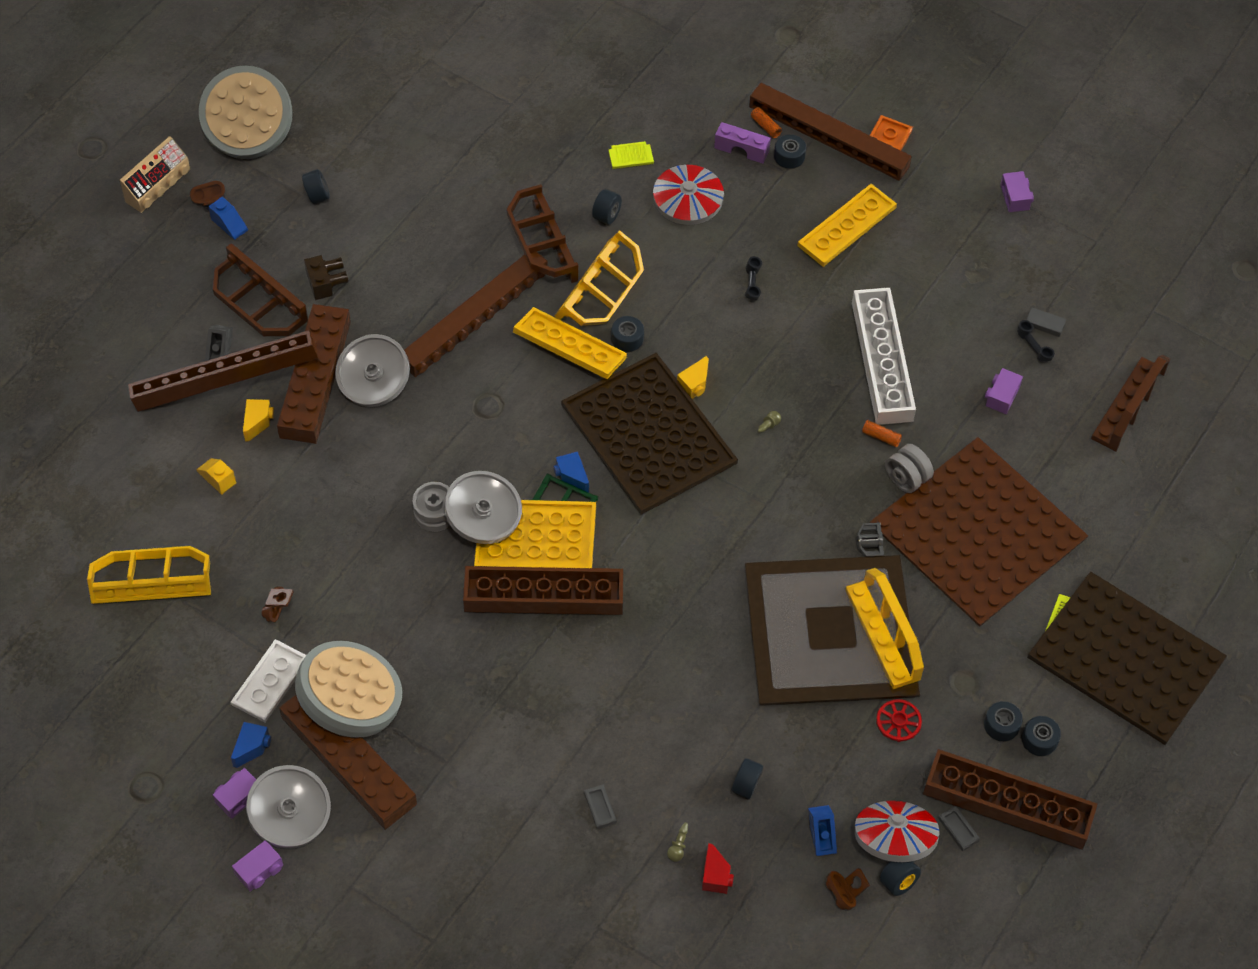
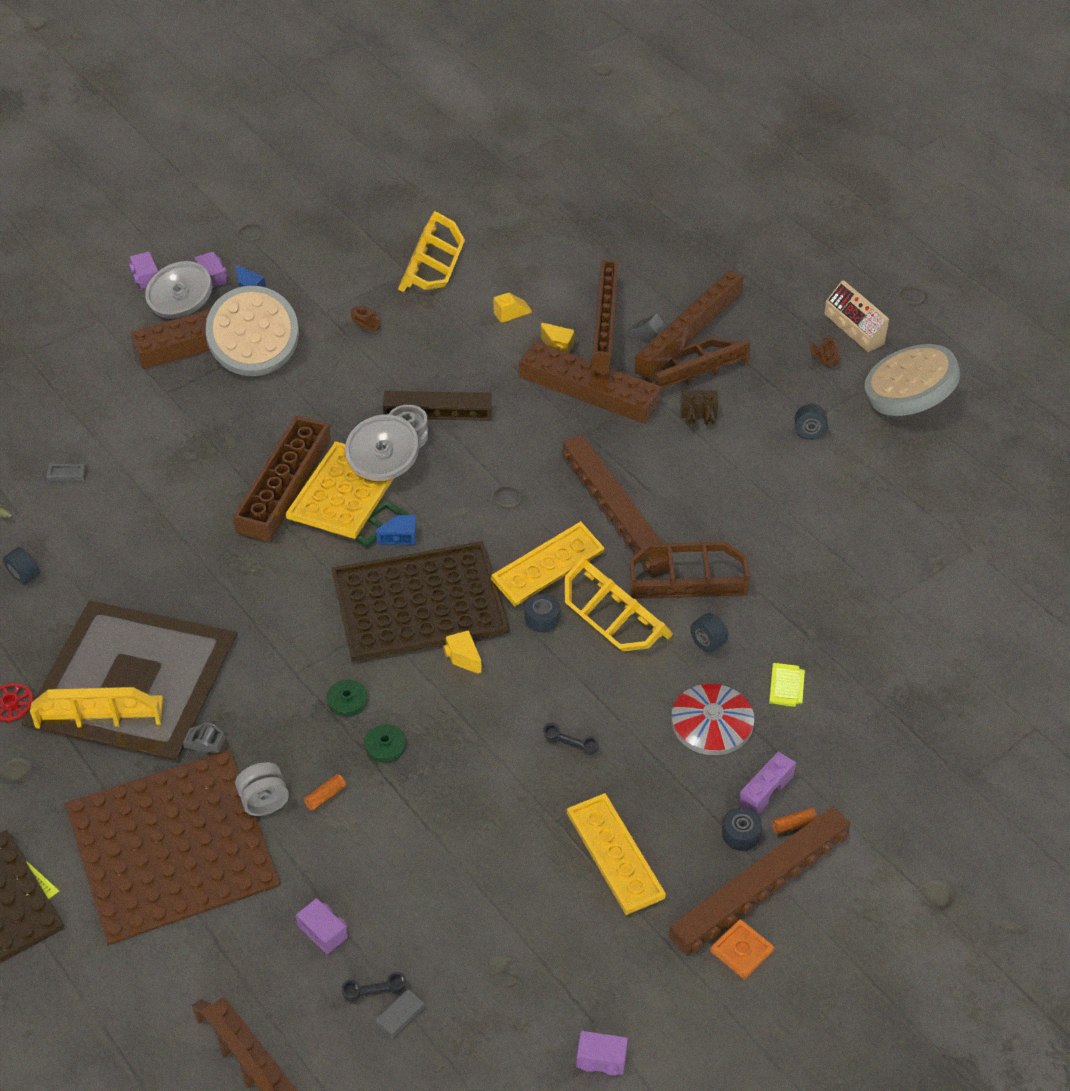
camera: 110 degrees right, 10 degrees down
(205, 305) = (688, 324): none -> reddish brown brick
(227, 218) = (793, 358): blue slope -> none
(269, 681) = (309, 312): white tile -> none
(372, 370) = (573, 416): light grey dish -> none
(390, 494) = (443, 404): none -> dark brown brick
(771, 420) = (390, 706): olive bar -> none
(778, 460) = (348, 705): none -> dark green plate
(810, 416) = (385, 751): none -> dark green plate
(883, 356) = (416, 819): white brick -> none

